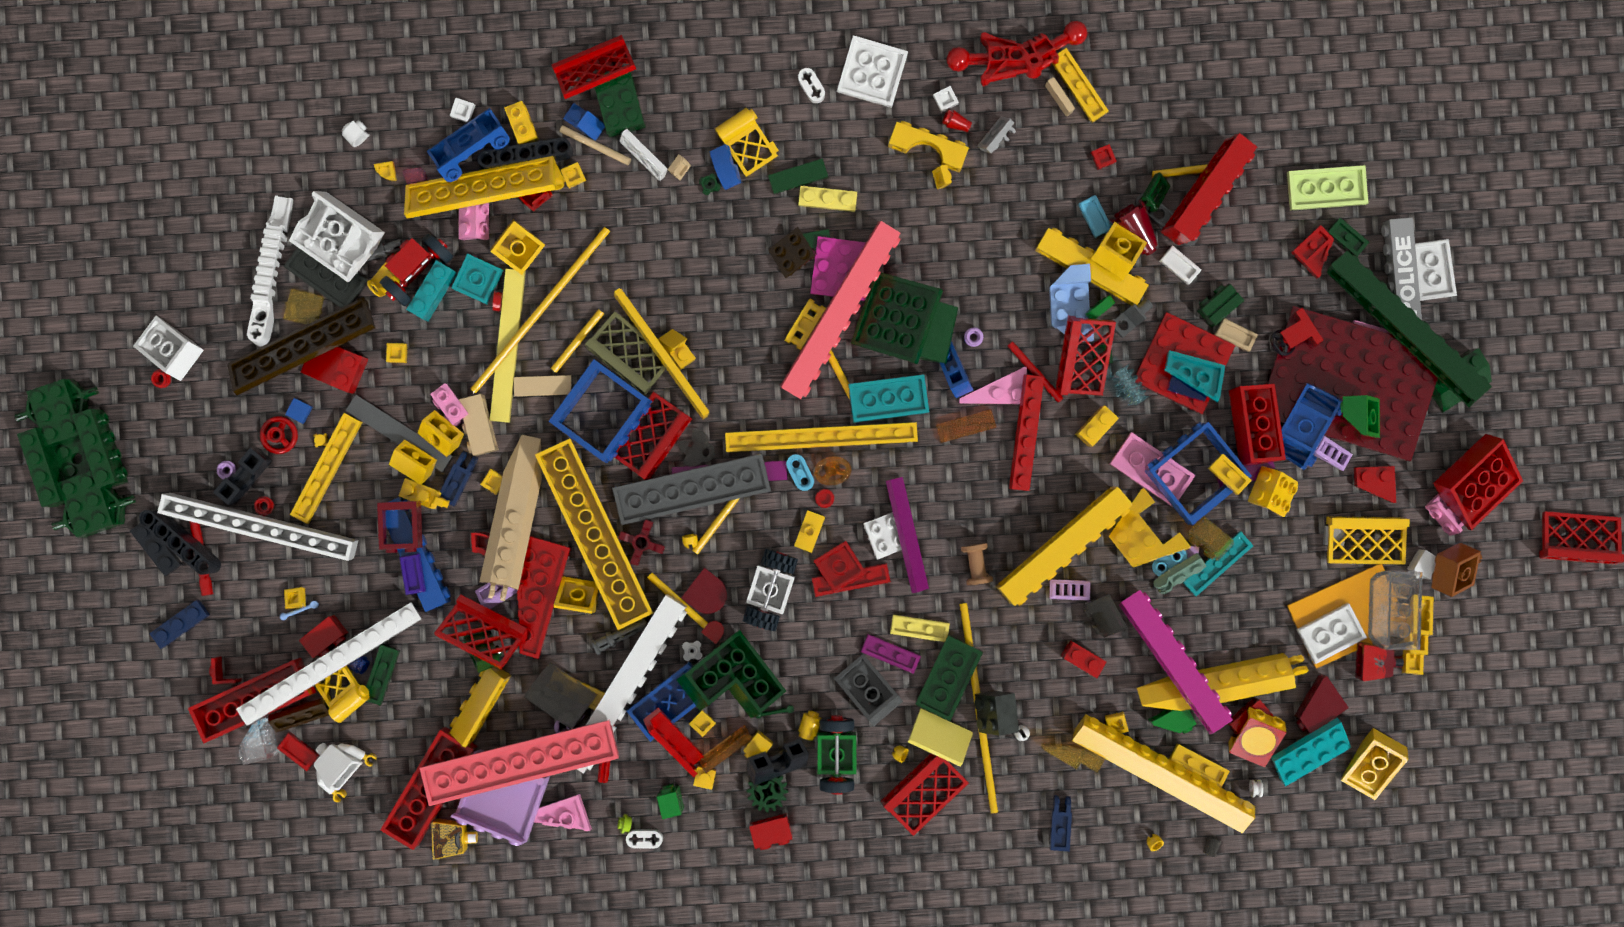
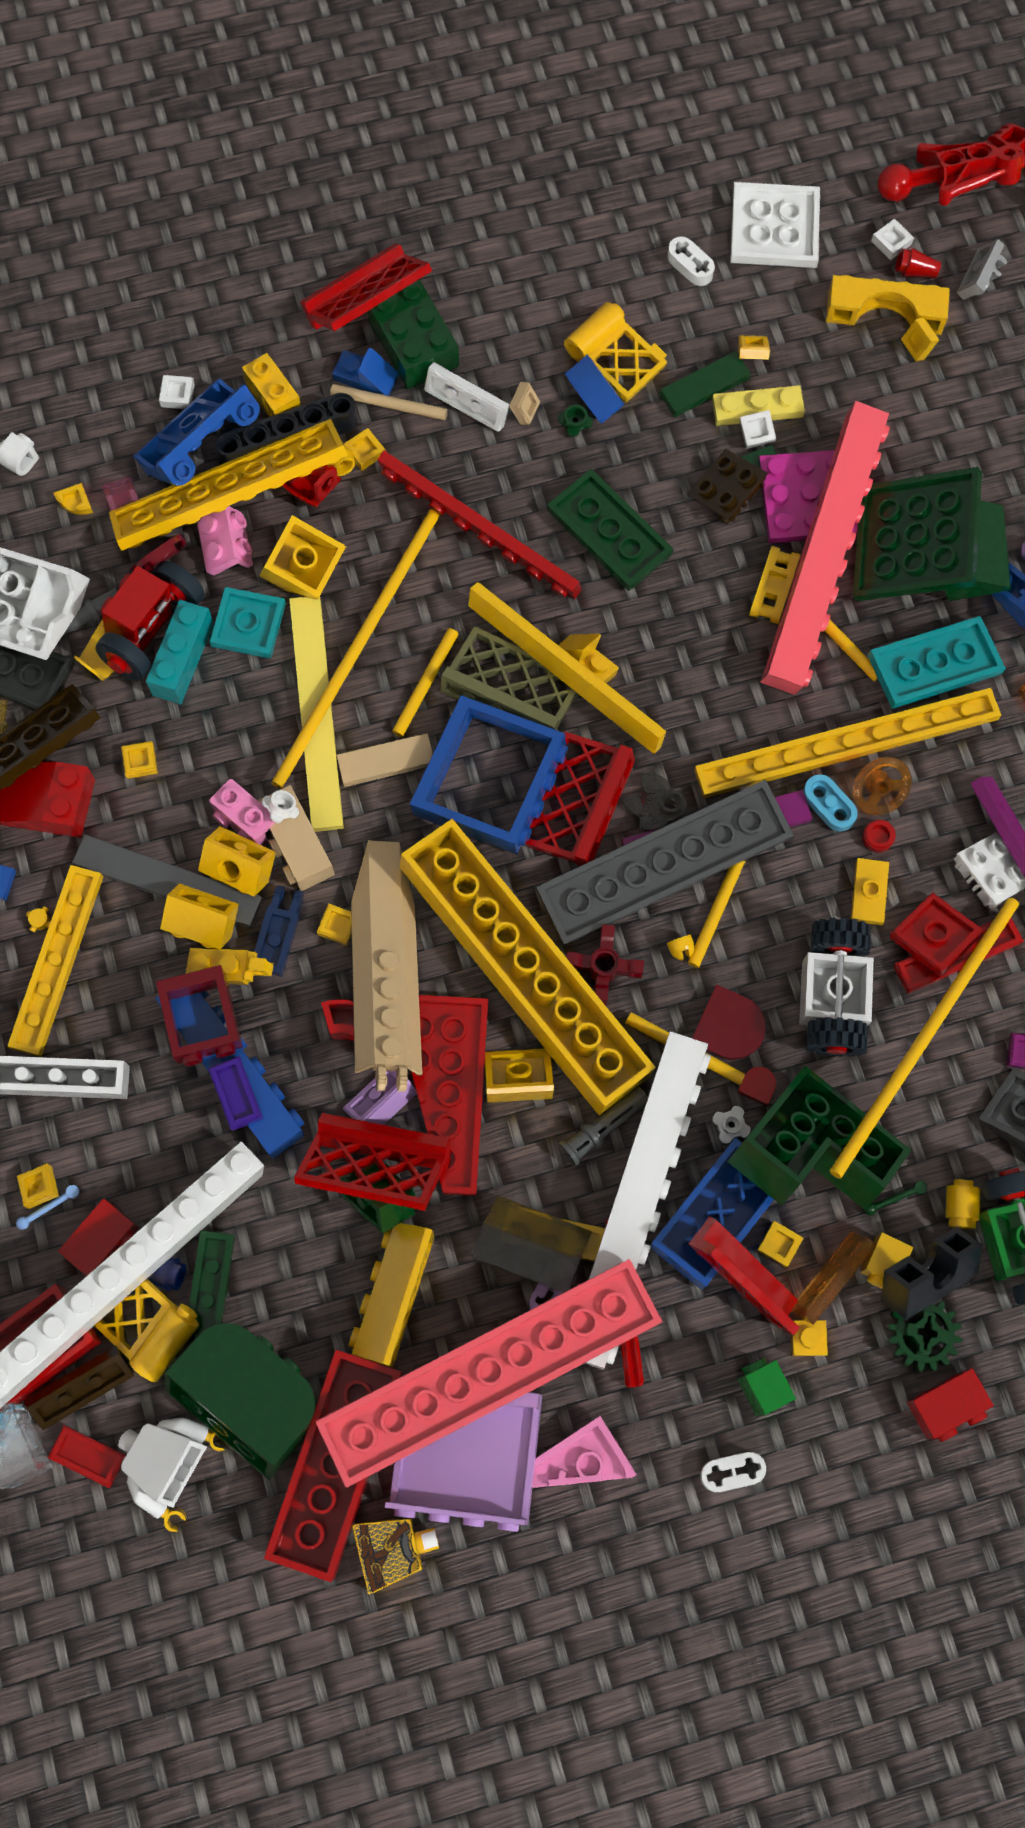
camera: 20 degrees left, 15 degrees down
(386, 742) = (244, 1394): none -> dark green brick
(429, 226) = (161, 553): none -> dark red tile
(474, 403) = (285, 801): none -> white plate
(497, 301) = (287, 647): red tile -> none
(624, 823) = (692, 1451): lime plate -> none
(627, 241) = (488, 533): none -> red plate
(712, 265) = (610, 529): none -> dark green plate
(811, 629) = (923, 1039): none -> yellow piece
(821, 216) = (757, 429): none -> white plate
(834, 158) = (753, 347): none -> yellow tile

